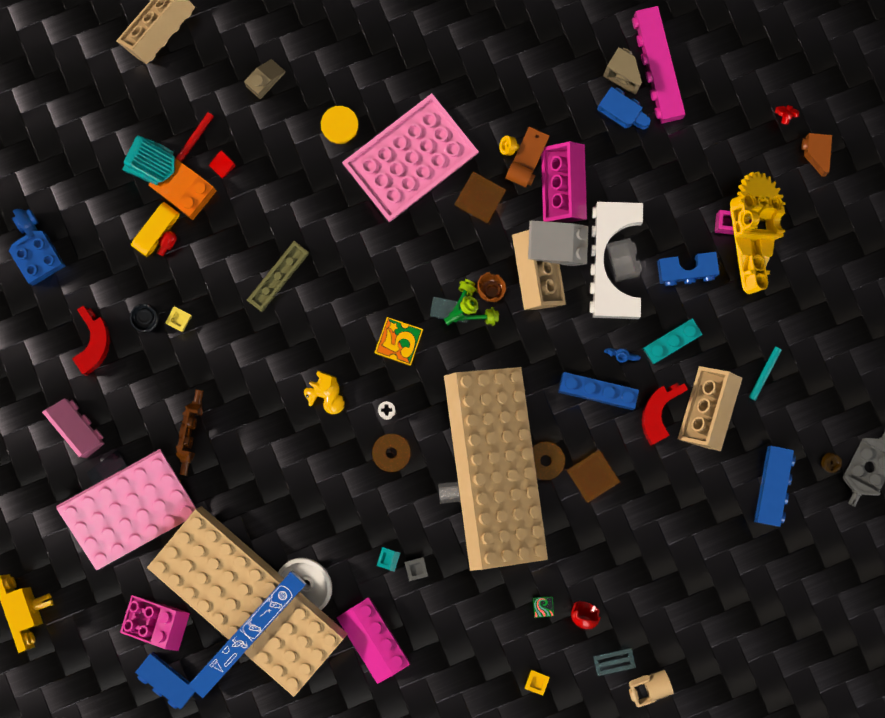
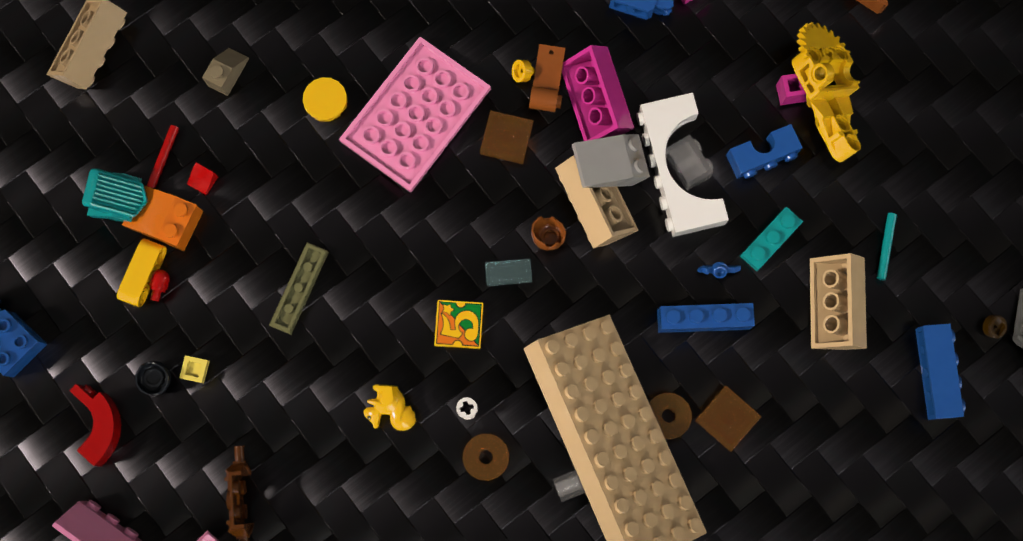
camera: 15 degrees left, 5 degrees down
(470, 305) = (529, 260): lime plant -> none
(651, 416) = (774, 326): red arch -> none

